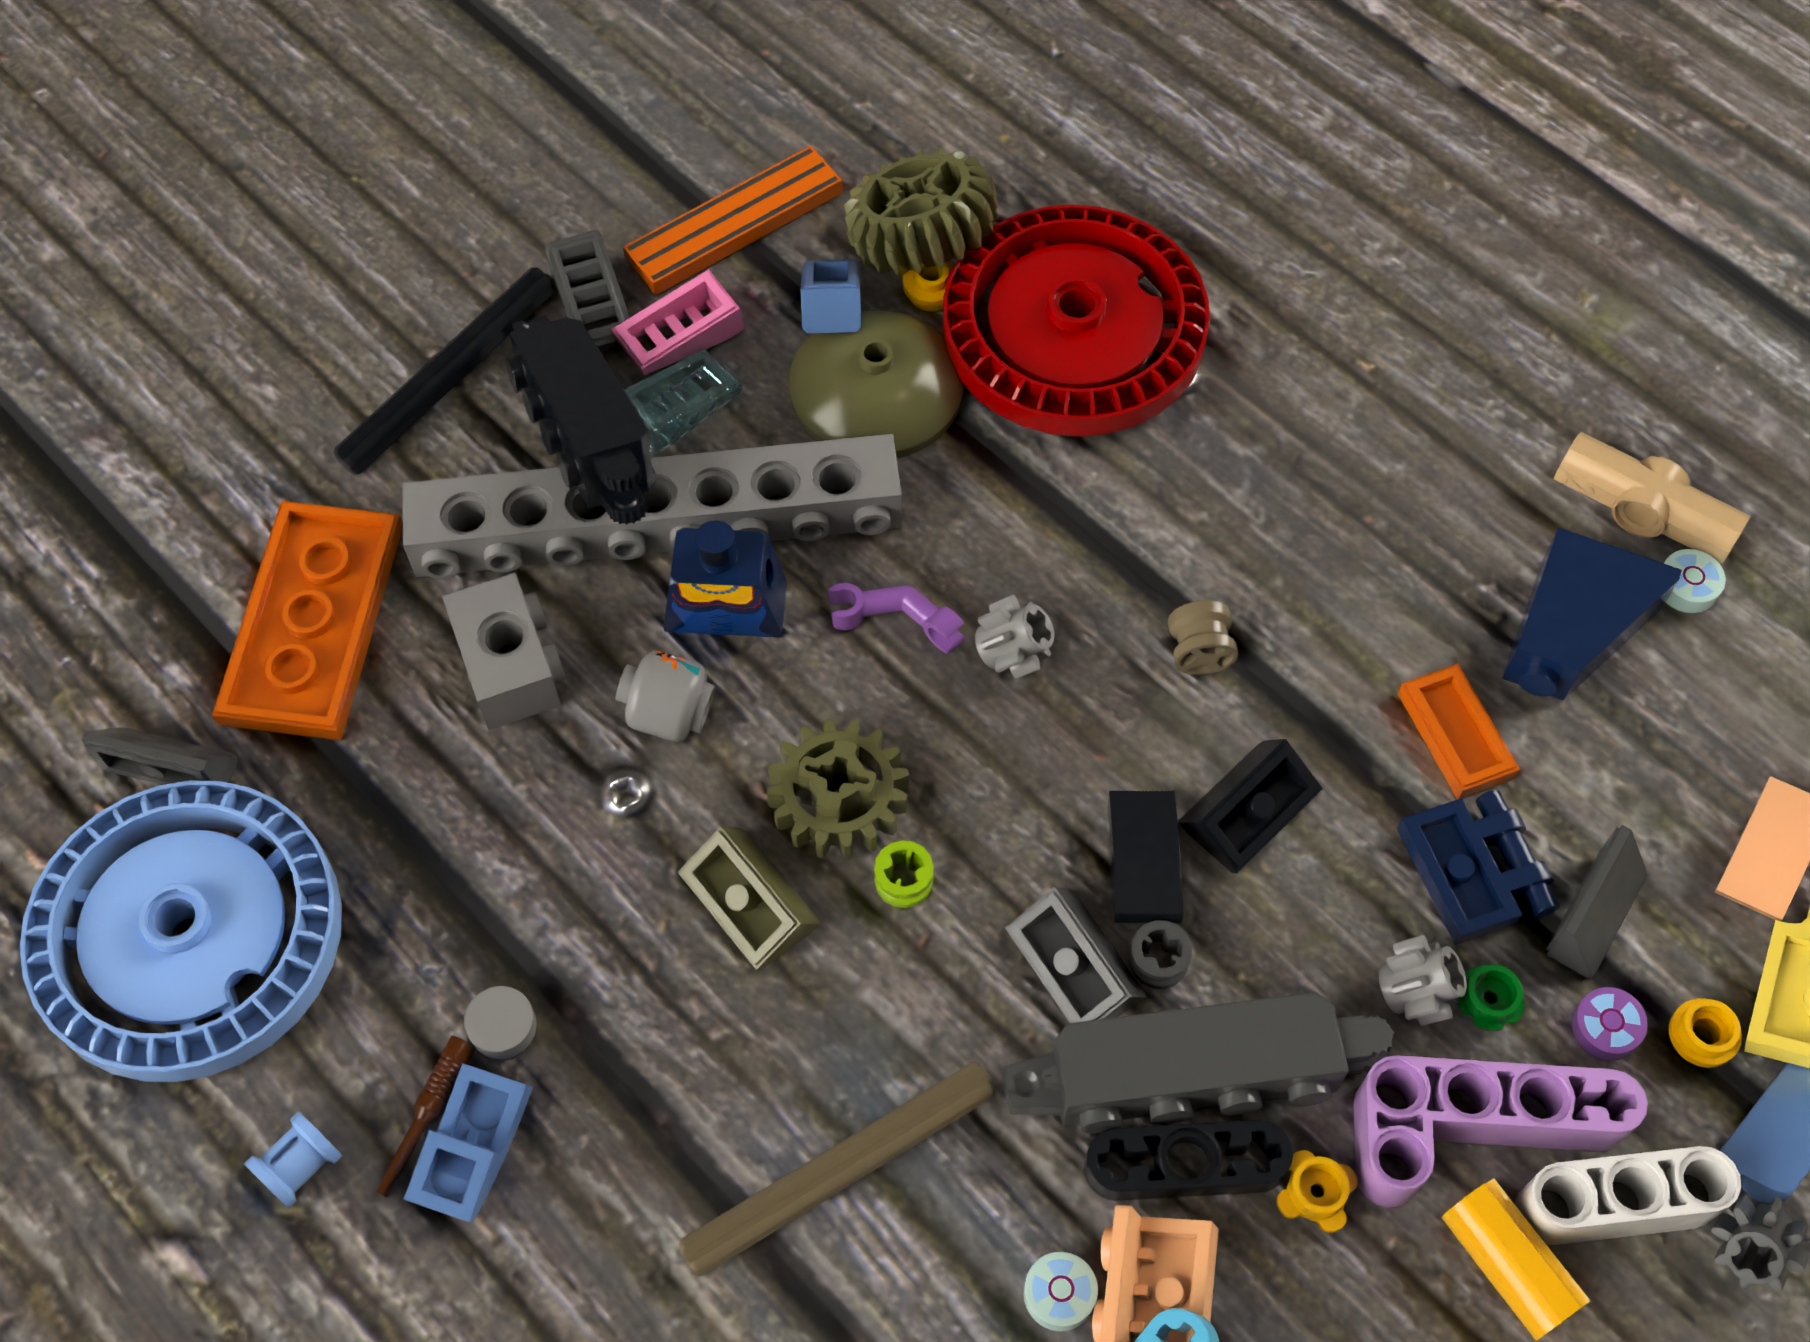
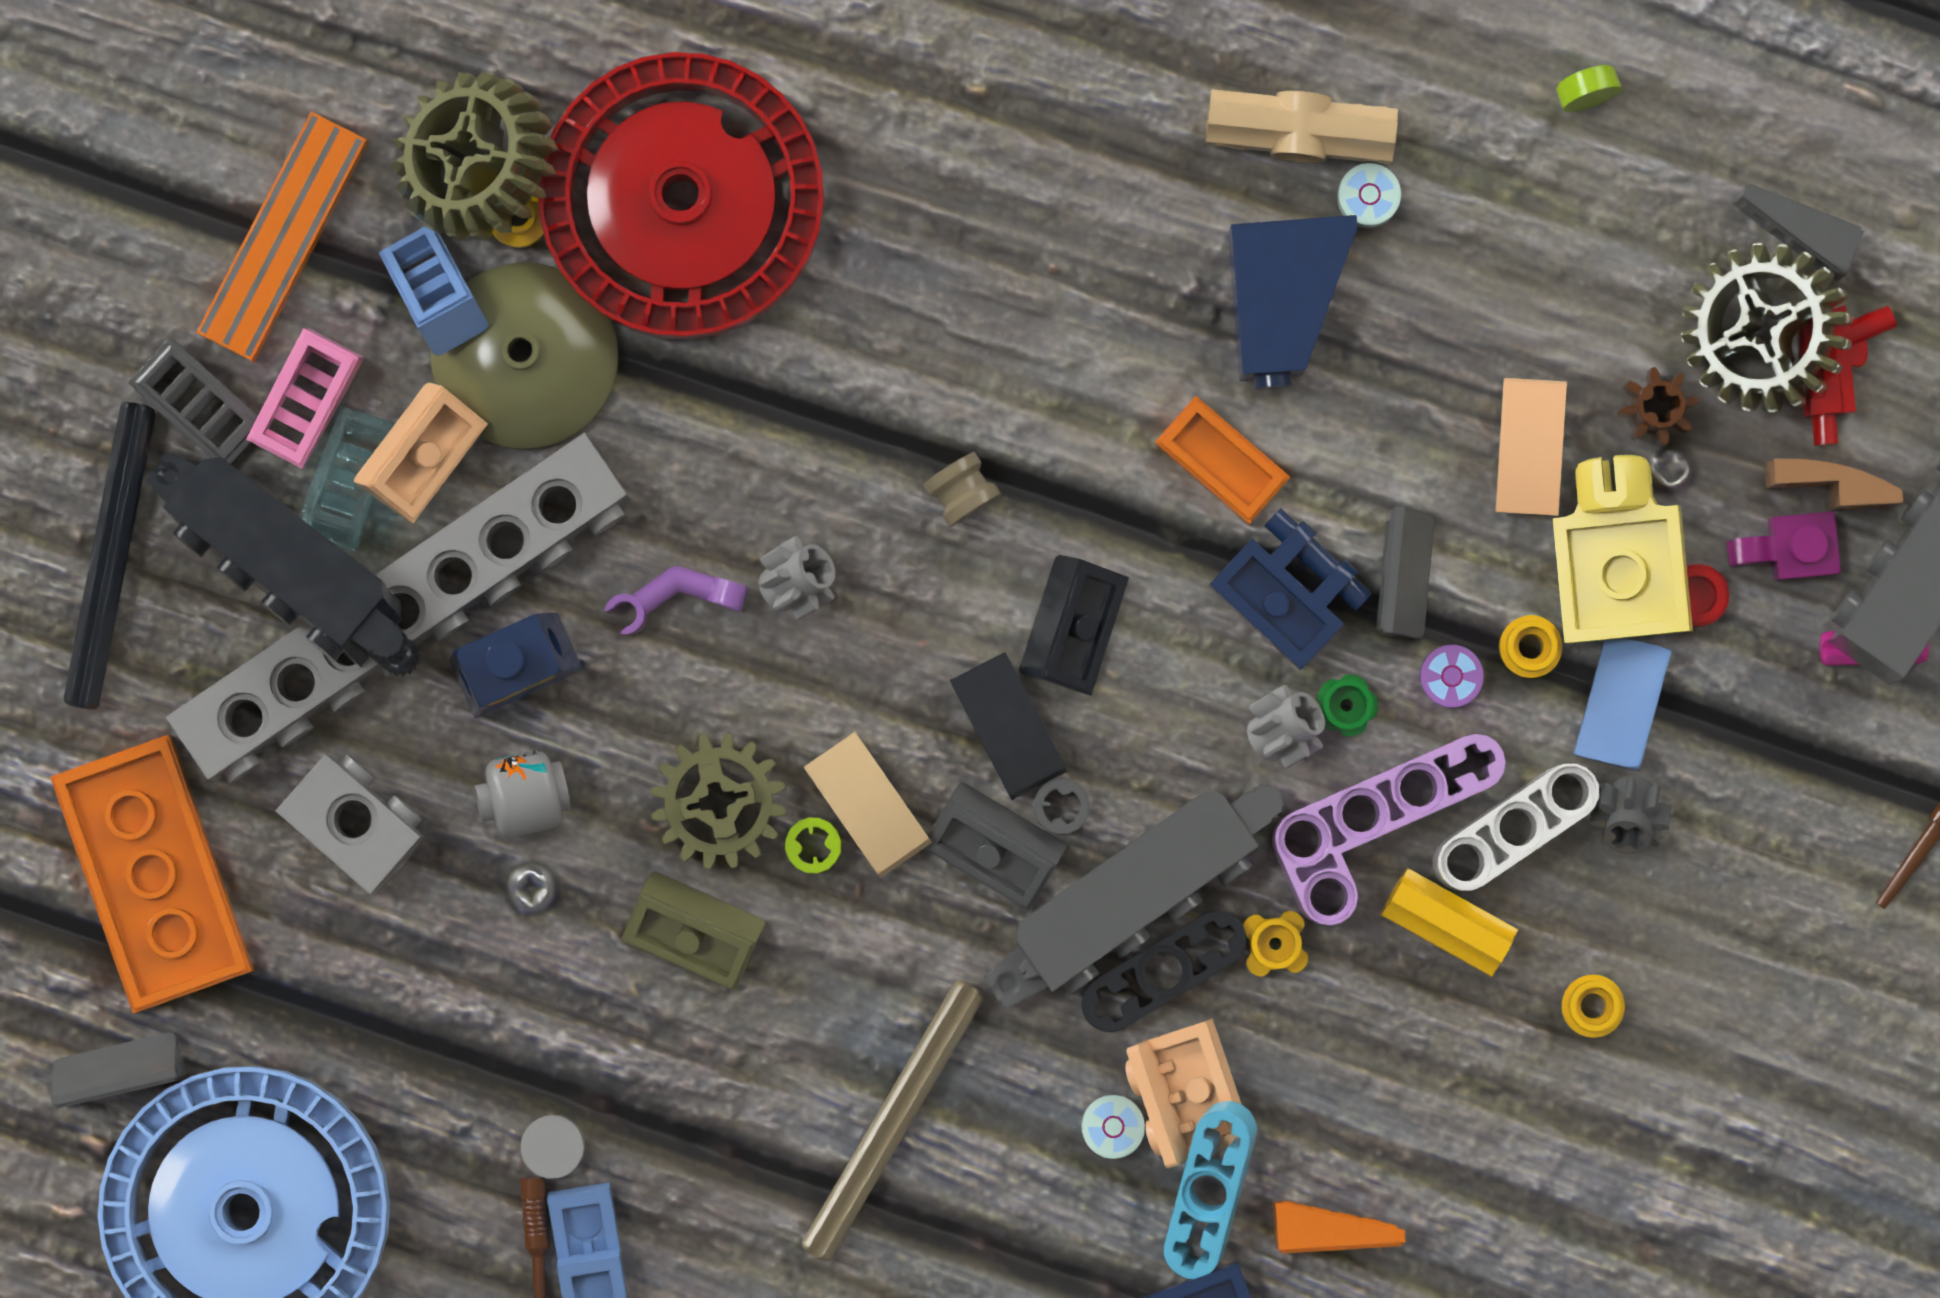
camera: 30 degrees left, 25 degrees up
(747, 395) = (420, 451): none -> light nougat slope
(975, 861) = (867, 804): none -> tan slope

